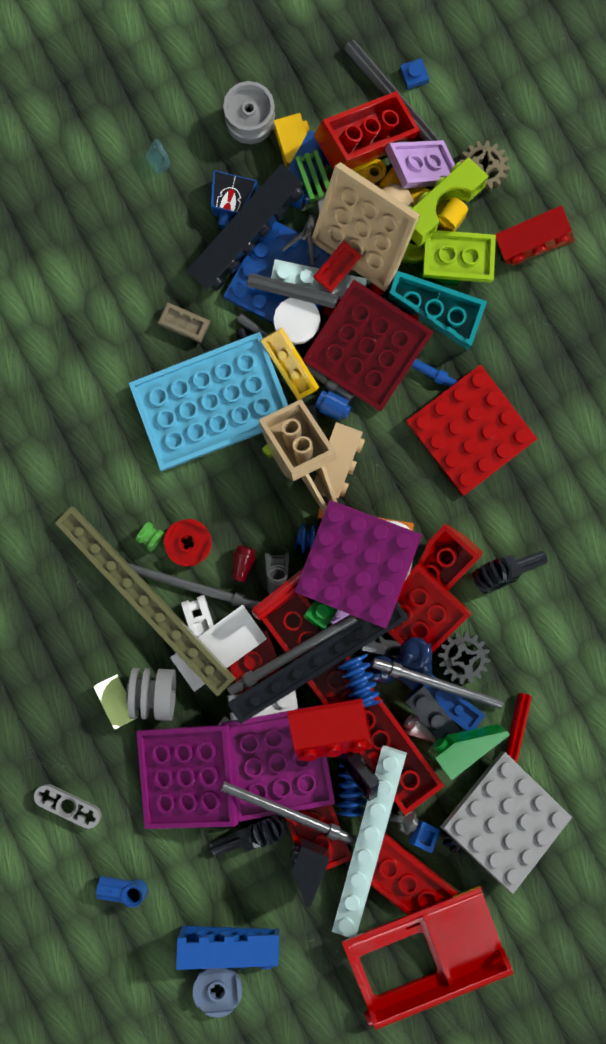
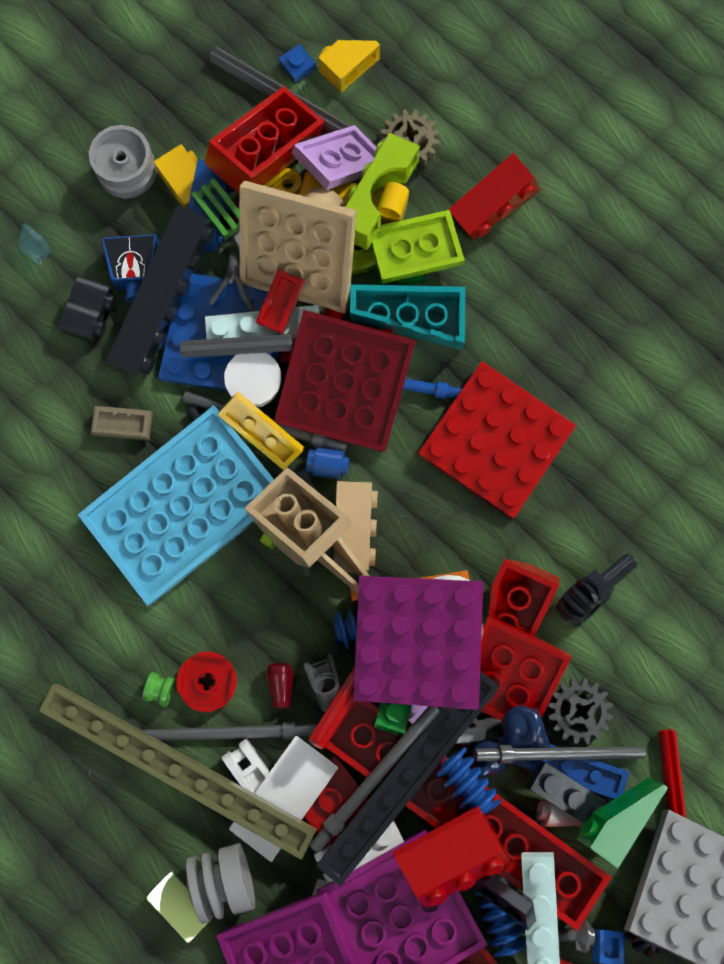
camera: 15 degrees left, 5 degrees down
(184, 224) = (87, 309): none -> black brick
(455, 85) = (347, 61): none -> yellow slope

